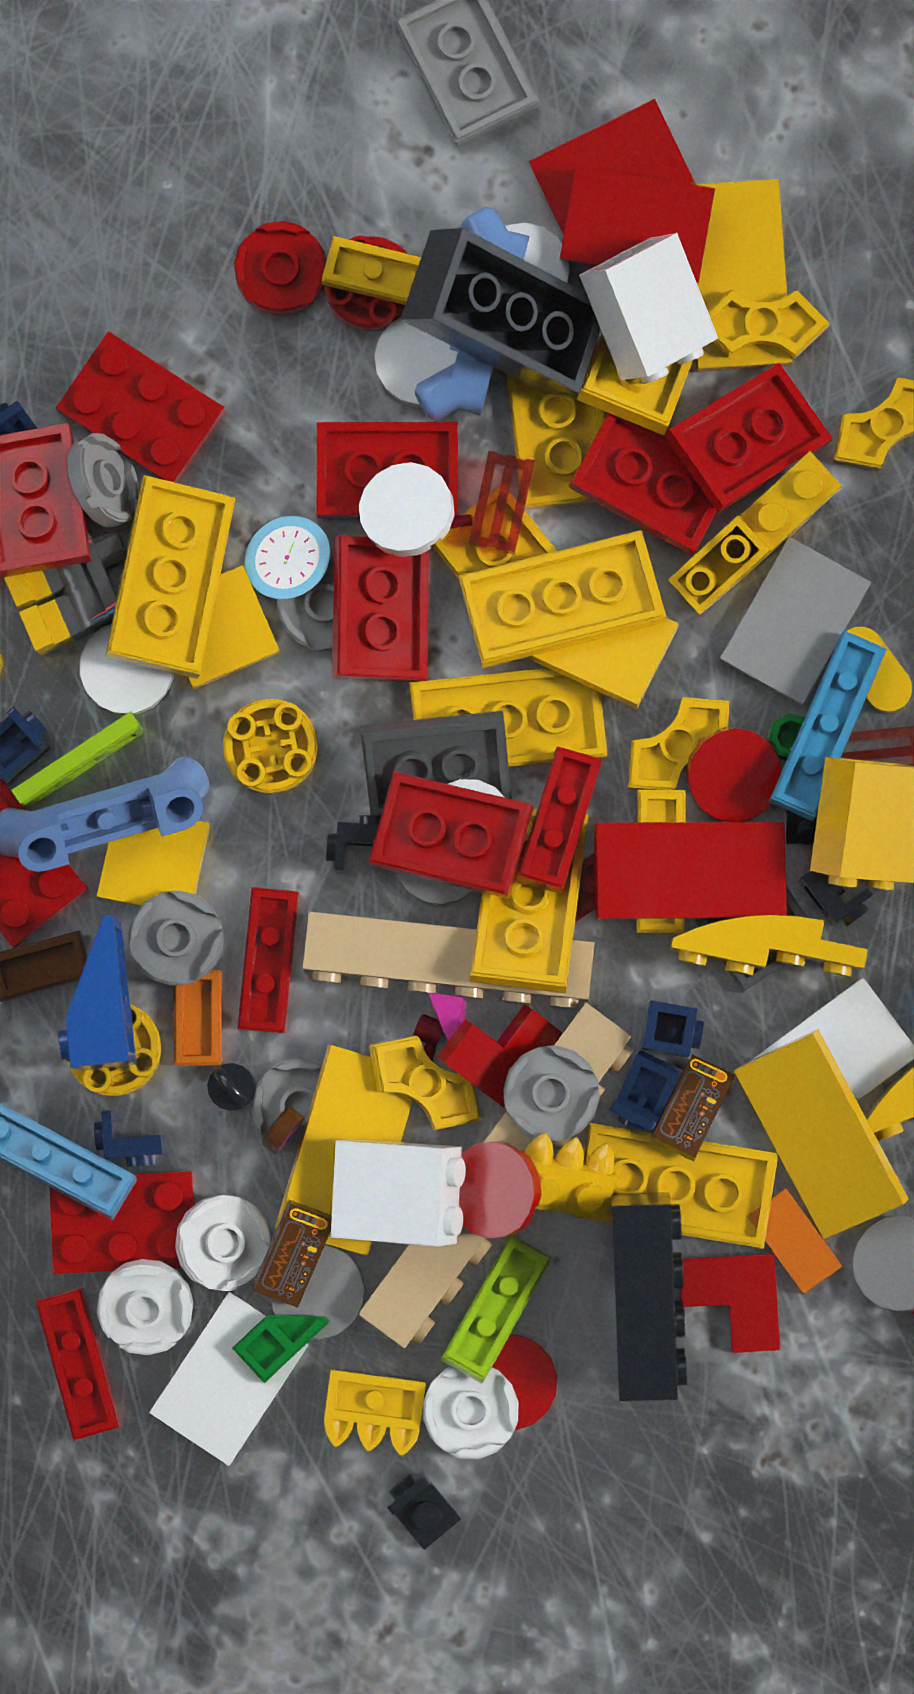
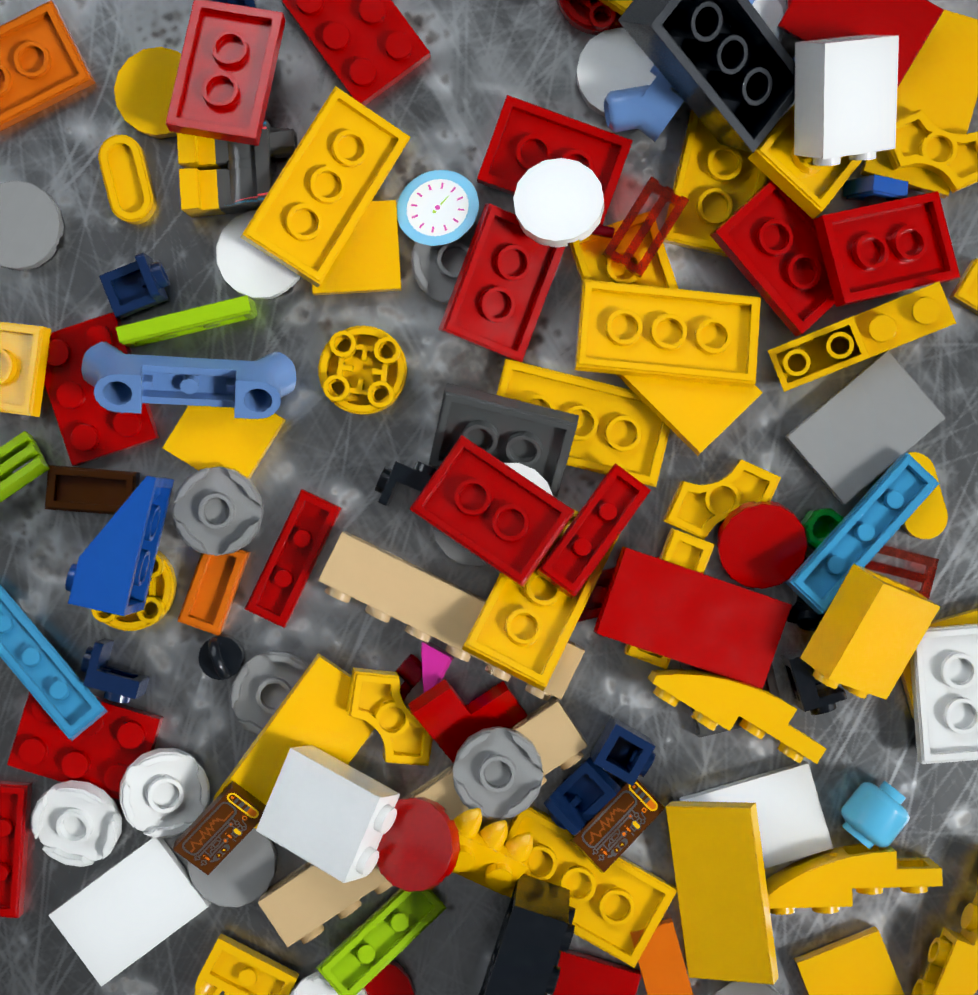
camera: 15 degrees right, 5 degrees up
(102, 480) = (295, 76): light grey tile -> none
(276, 1341) = (180, 896): green tile -> none
(282, 1130) = (249, 716): reddish brown tile -> none
(715, 379) = (876, 185): none -> blue tile

